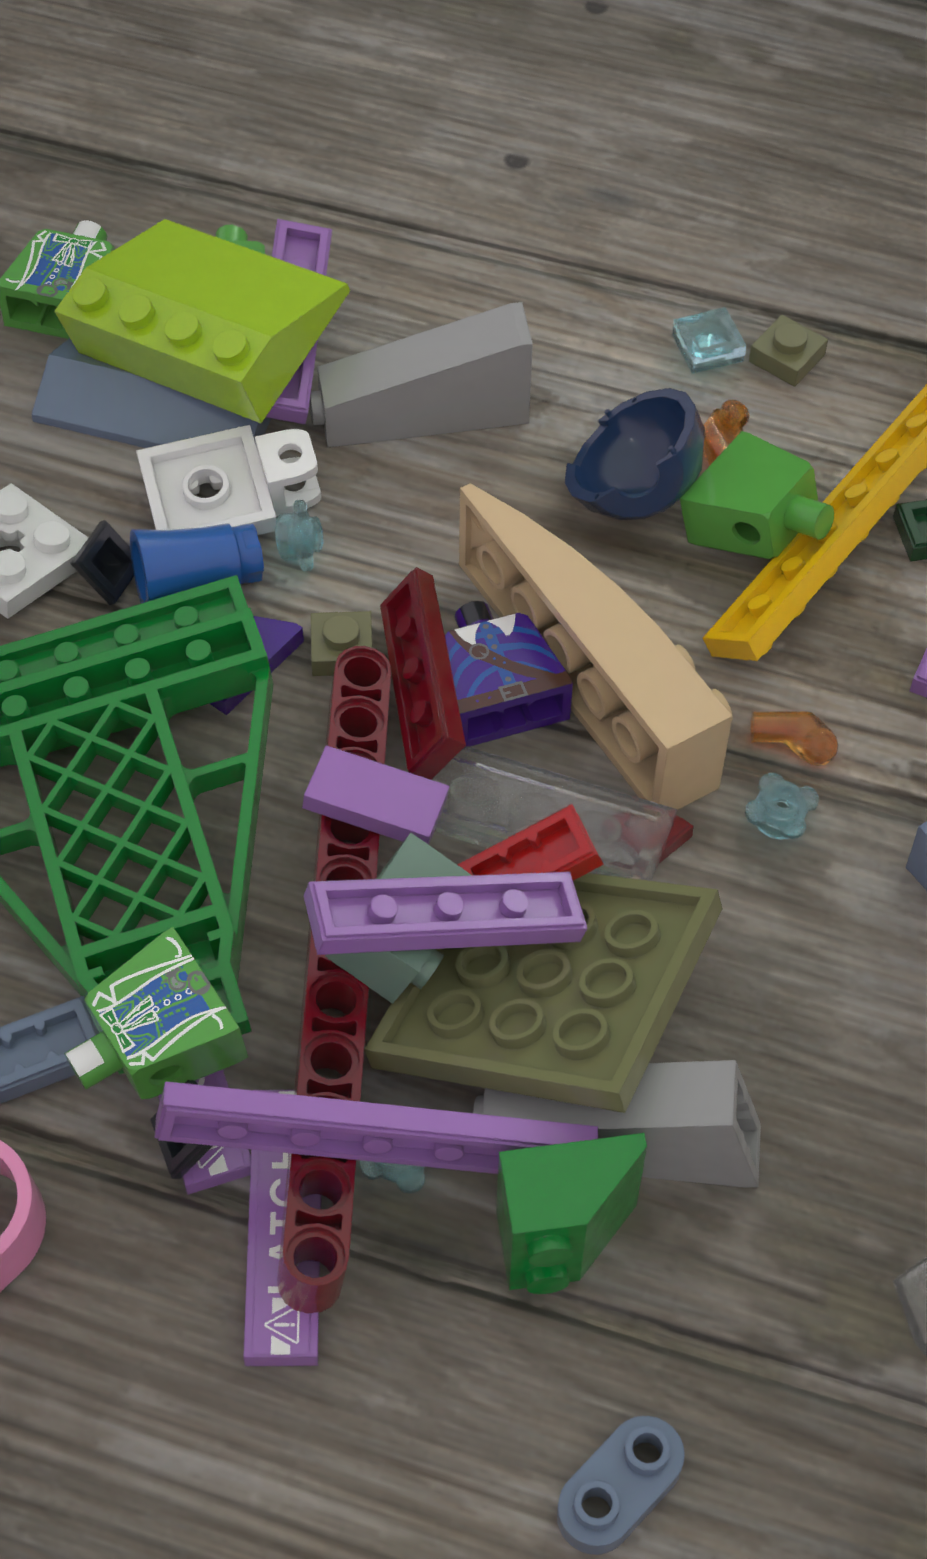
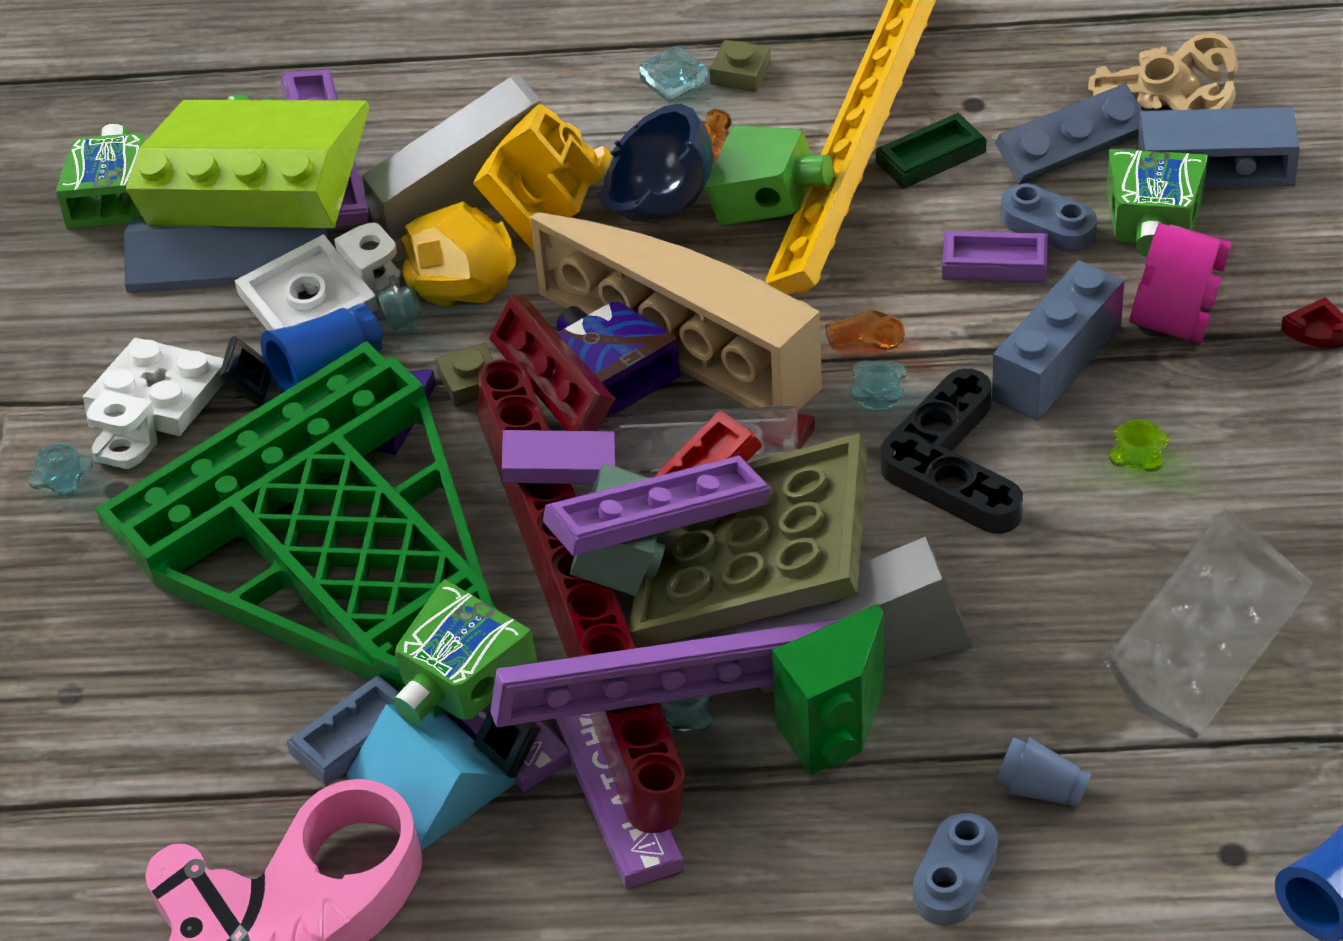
camera: 15 degrees left, 10 degrees down
(88, 1143) = (431, 768): none -> medium azure slope
(384, 495) = (457, 256): none -> yellow helmet
(508, 424) = (541, 170): none -> yellow slope
(767, 1399) = (1041, 774): none -> sand blue cone
(807, 927) = (916, 451): none -> black beam

